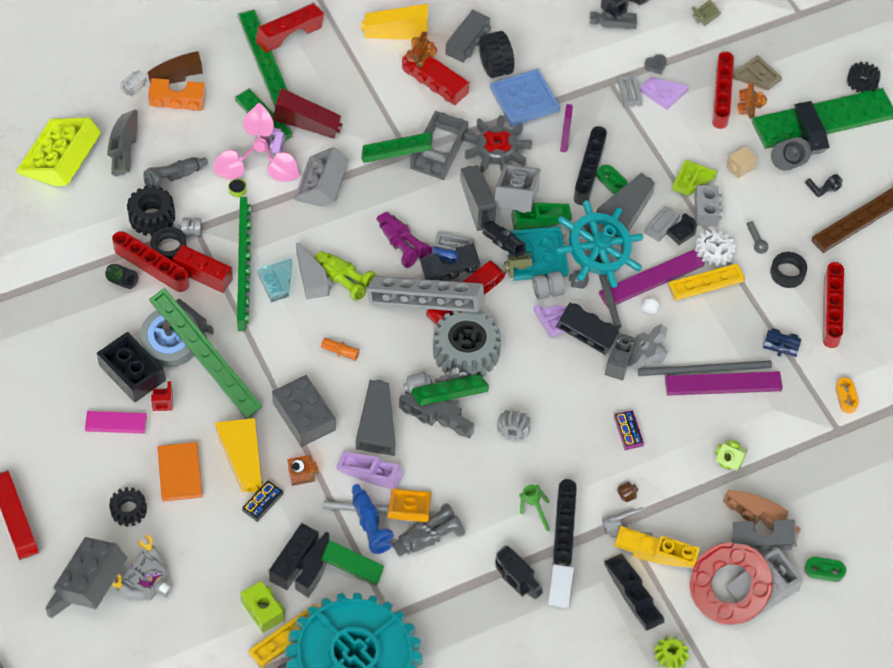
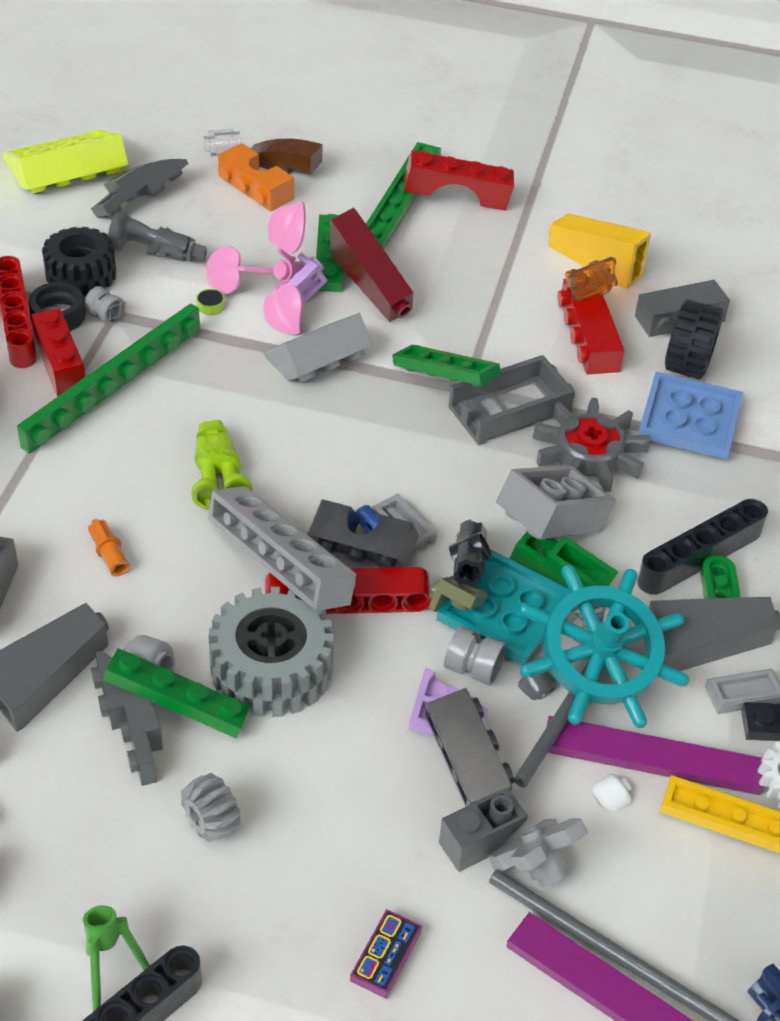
camera: 40 degrees right, 10 degrees down
(276, 279) = (130, 419): clear light blue wing -> none
(312, 274) = (173, 443): light grey slope -> none
(397, 233) = (342, 464): magenta piece -> none
(455, 374) = (201, 674): light grey piece -> none
(478, 196) = (487, 480): dark grey slope -> none
(566, 128) = (703, 470): magenta tile -> none

